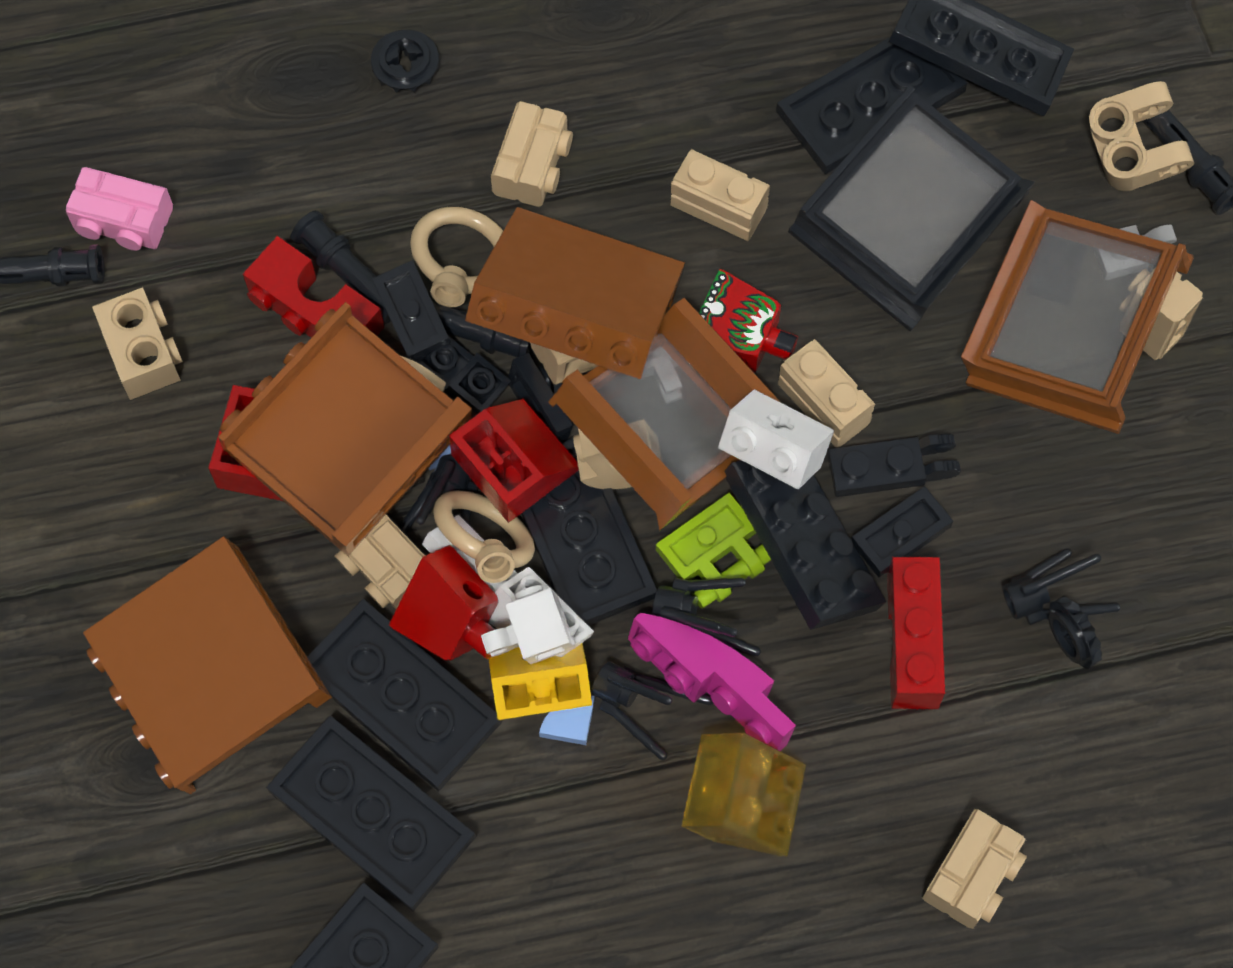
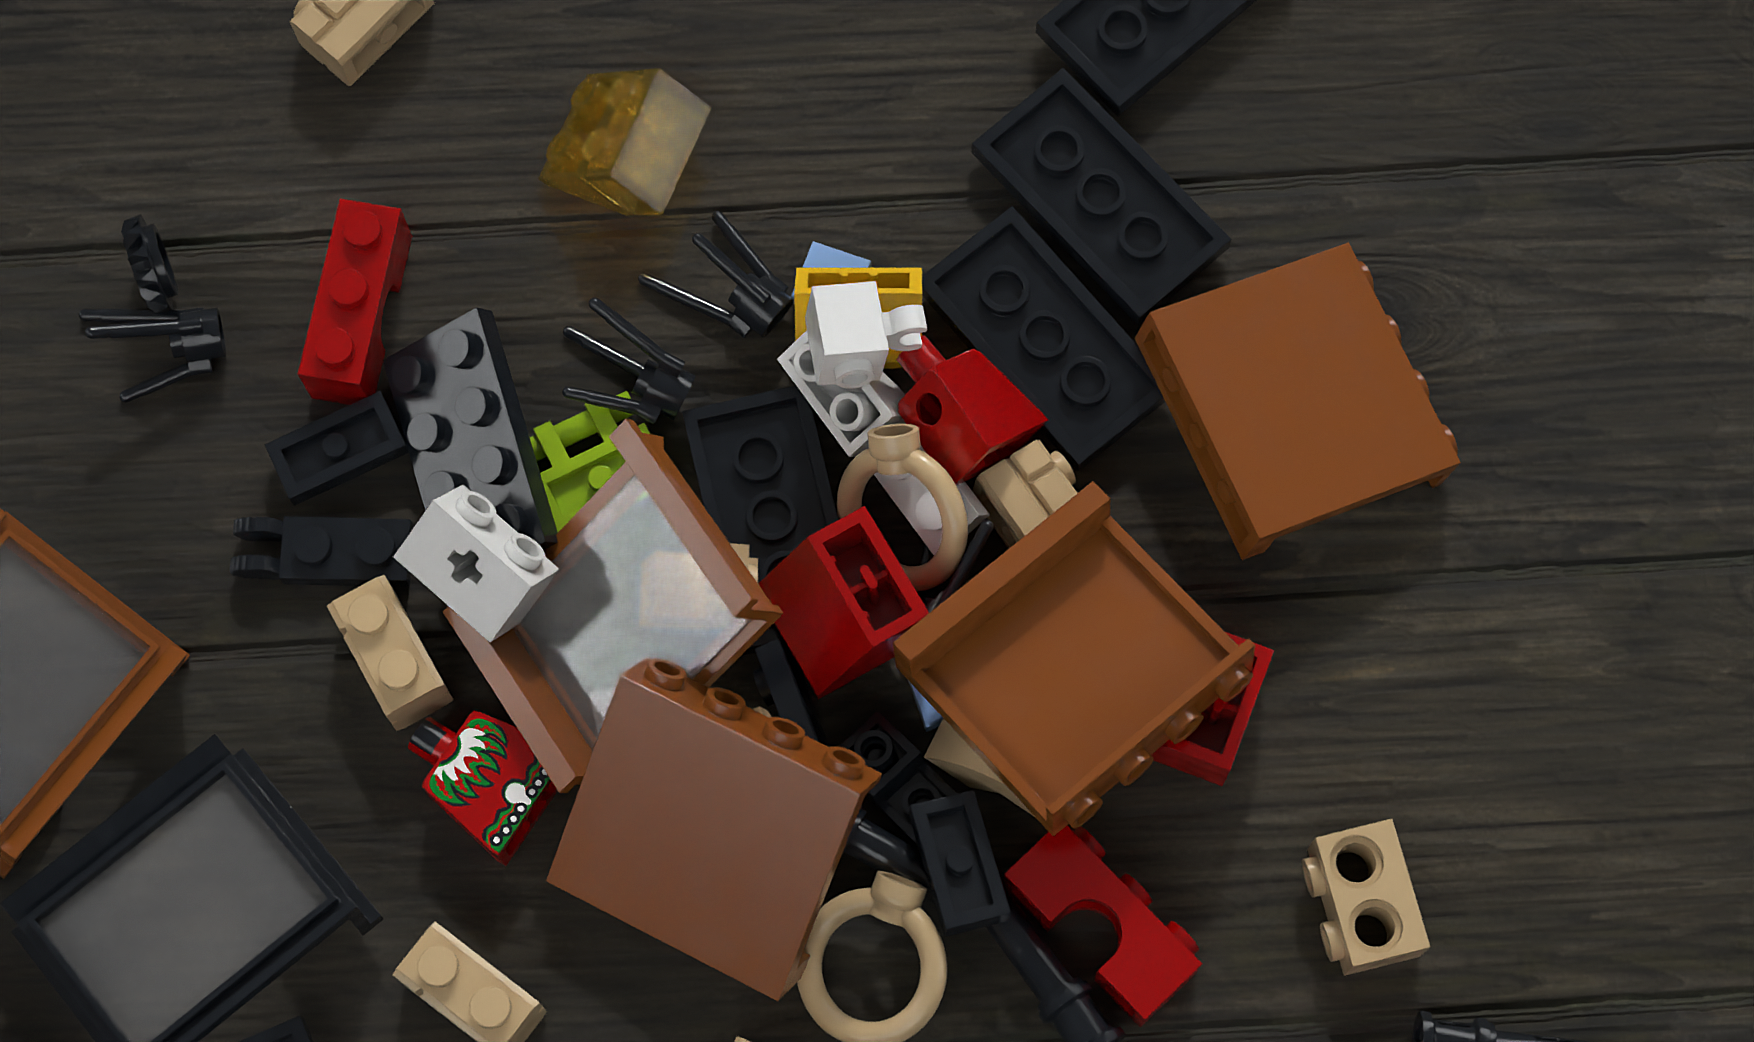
camera: 170 degrees left, 5 degrees up
(702, 664) = (645, 297): dark pink slope -> none

